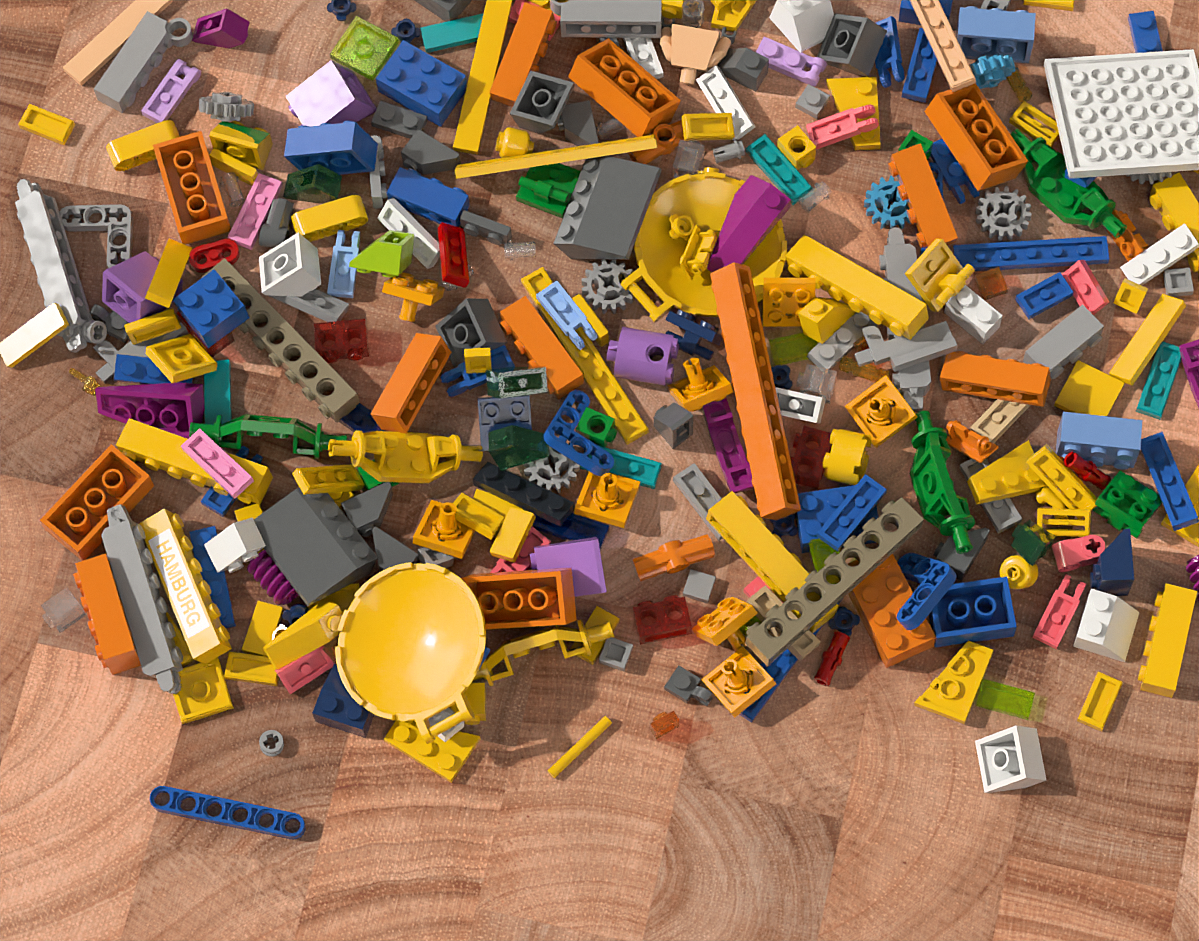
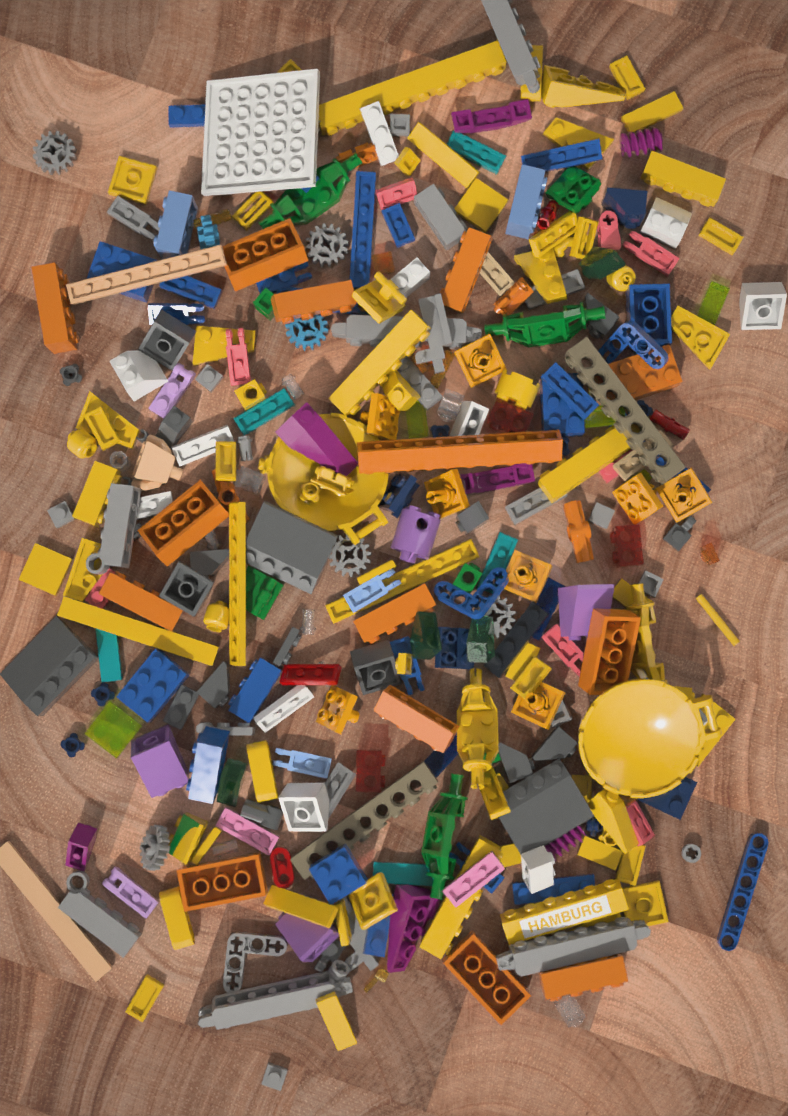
camera: 85 degrees left, 15 degrees up
(386, 255) = (304, 729): lime slope -> none
(512, 534) = (549, 652): yellow tile -> none

